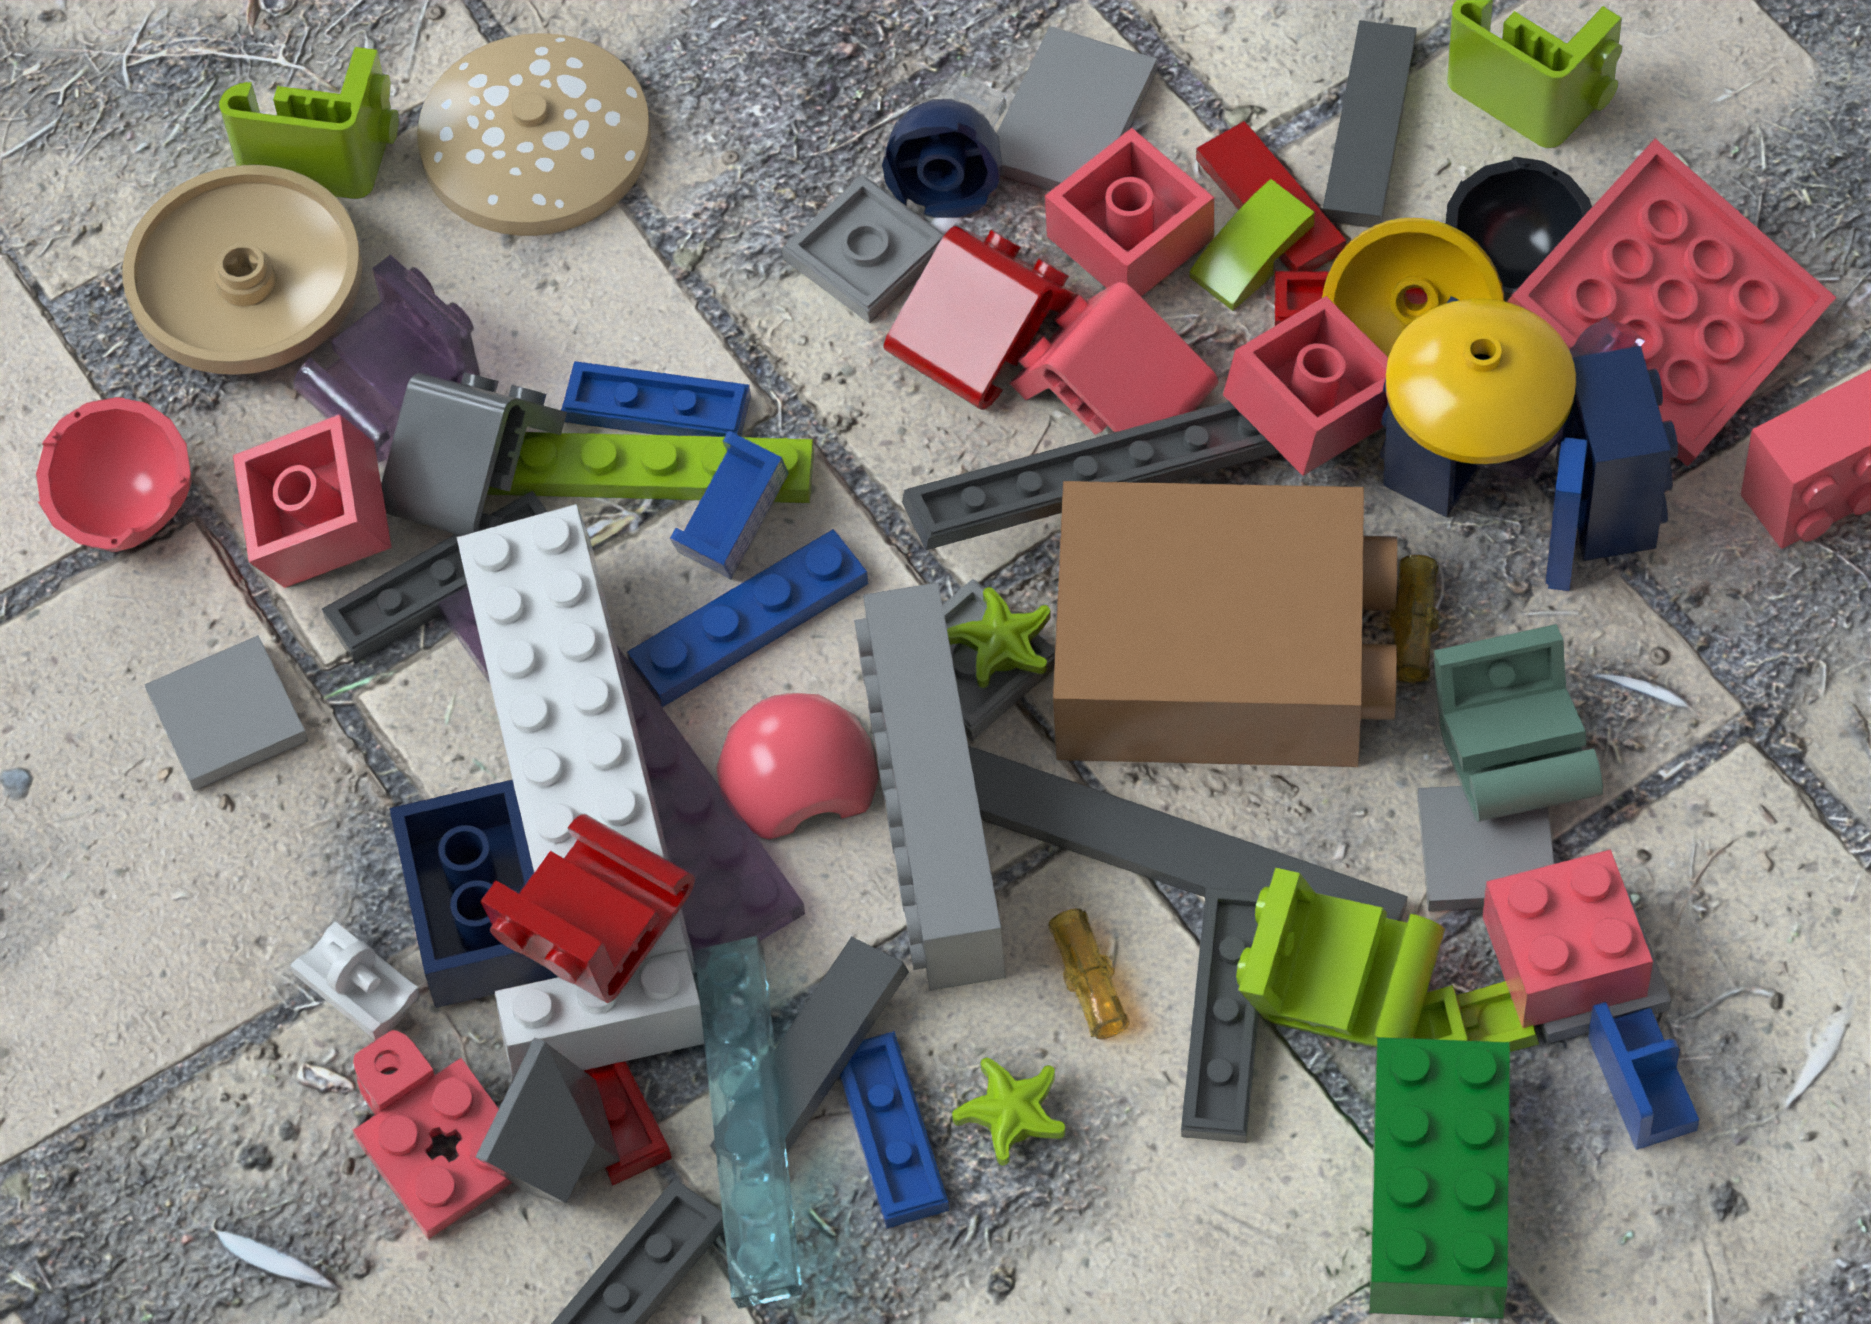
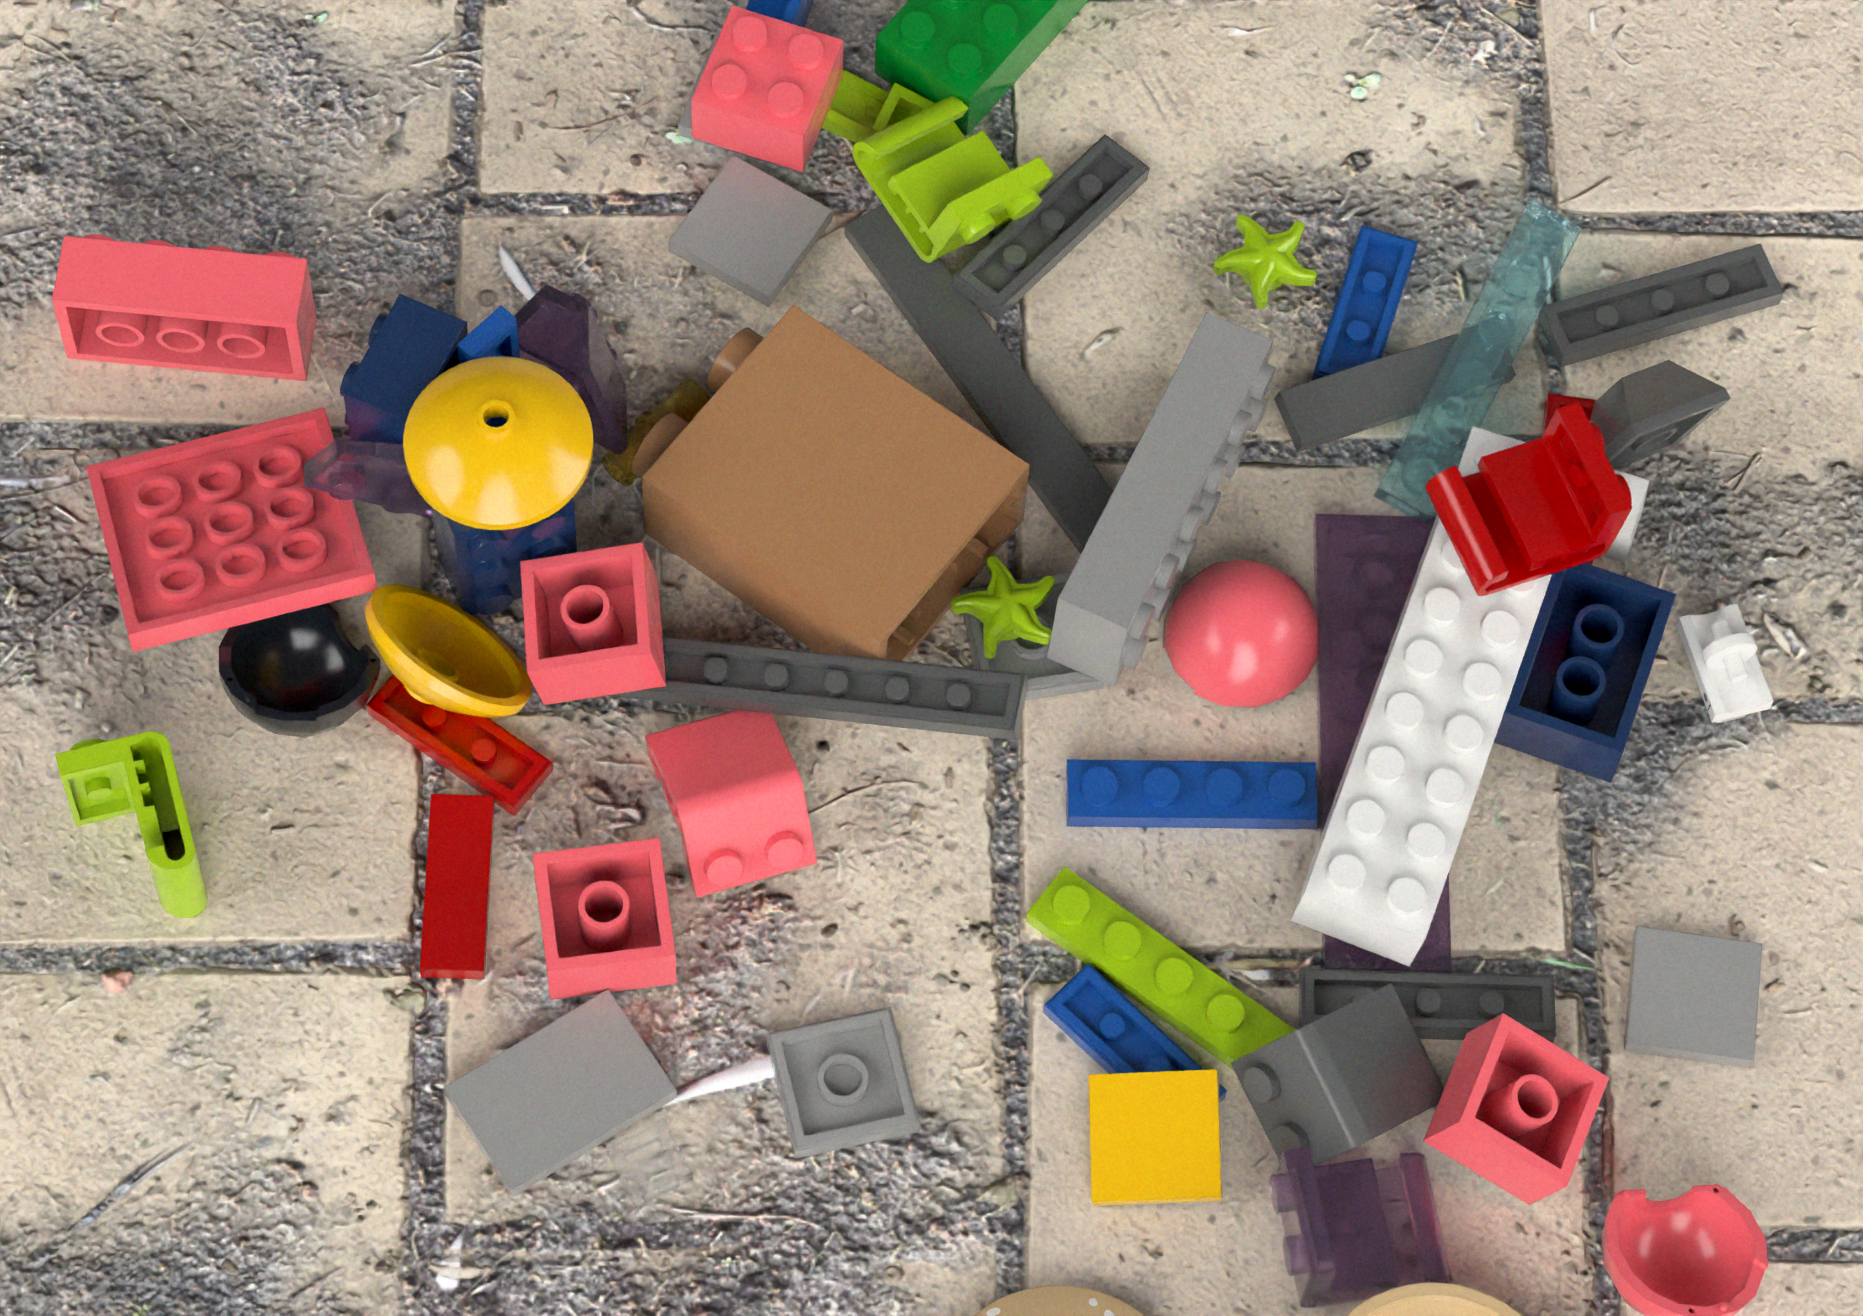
camera: 155 degrees left, 5 degrees up
(410, 1112) = (1732, 544): coral plate -> none
(591, 336) = (1155, 1137): none -> yellow tile
(732, 506) = (1152, 866): blue panel -> none
(943, 158) = (713, 1099): dark blue cylinder -> none
(974, 313) = (793, 923): piece -> none
(1088, 973) = (1131, 323): clear yellow pin -> none
(1249, 243) = (504, 840): lime slope -> none
(1369, 123) = (309, 902): dark grey tile -> none
(1506, 571) = (565, 337): none -> clear purple slope
(1513, 724) = (671, 264): sand green piece -> none

